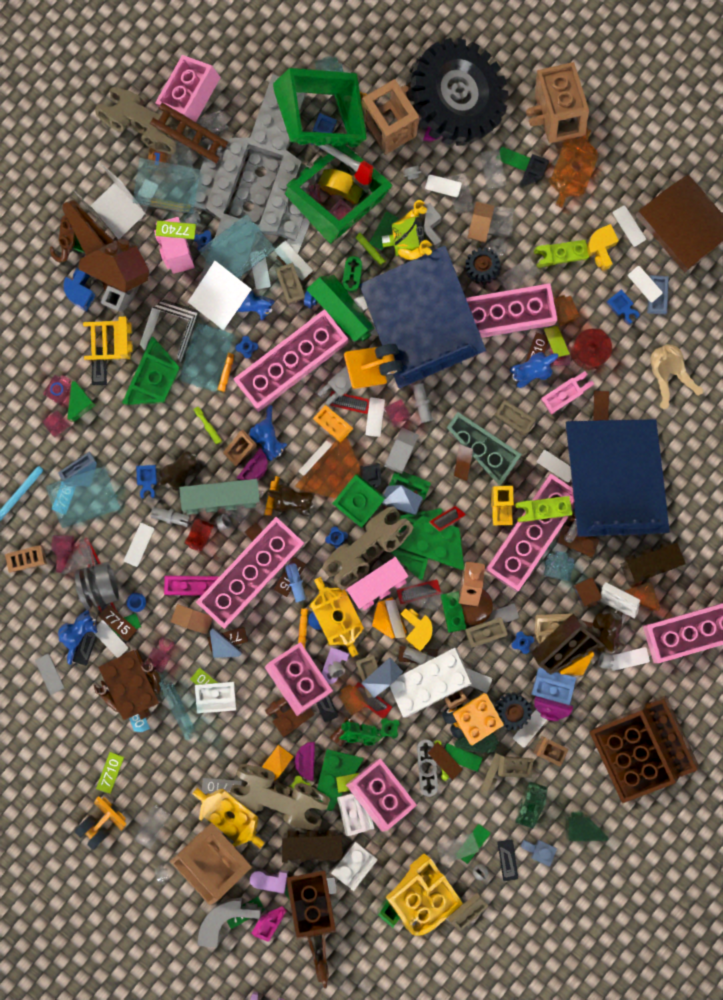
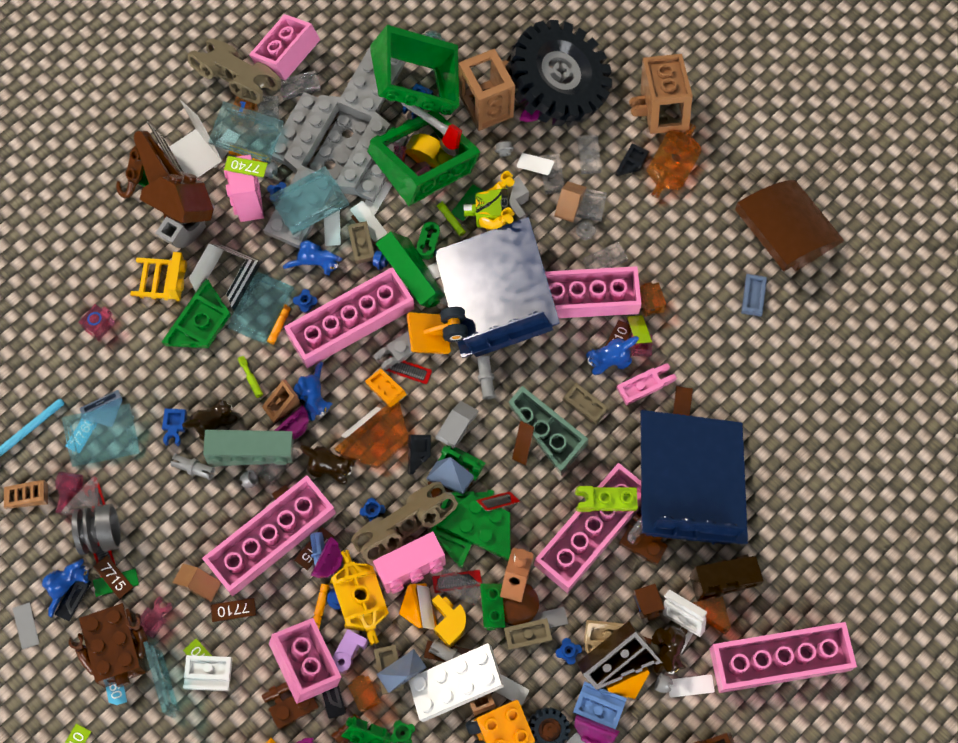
camera: 10 degrees right, 15 degrees down
(55, 423) = (87, 357): clear pink plate -> none
(76, 292) = (136, 224): blue brick -> none
(78, 403) = (115, 338): green slope -> none
(99, 369) = (144, 308): black sticker -> none
(110, 639) = (100, 592): white sticker -> none
(136, 602) = (138, 556): blue plate -> none
(138, 544) = (153, 494): white sticker -> none
(188, 584) = (194, 543): dark pink tile -> none
(199, 534) = (220, 489): clear red bracket -> none
(200, 132) = (275, 72): reddish brown bar -> none
(219, 295) = (283, 243): white sticker -> none
(222, 646) = (225, 616): sand blue slope -> none
(268, 511) = (303, 467): light orange wheel -> none
(306, 588) = (329, 560): none -> magenta plate
(336, 670) = (345, 657): light grey hinge -> none
(359, 500) = (402, 471): green plate -> none
(375, 417) = (433, 388): white sticker -> none
(375, 704) = (390, 702): sticker -> none
(397, 413) = (457, 384): clear pink brick -> none
(483, 266) = (567, 245): black wheel -> none
(502, 505) = (561, 493): yellow brick -> none
(514, 159) = (612, 147): green sticker -> none
(555, 465) = (623, 457): white sticker -> none
(559, 566) = (618, 568): clear light blue brick -> none
(562, 253) = (653, 242): lime plate -> none
(588, 359) = (676, 330): clear red brick -> none
(599, 243) = (695, 236): yellow brick -> none
(621, 304) = (714, 300): blue plate -> none
(629, 226) = (728, 224): white sticker -> none
(645, 284) = (740, 282): white sticker -> none
(666, 361) = (761, 361): tan hair -> none

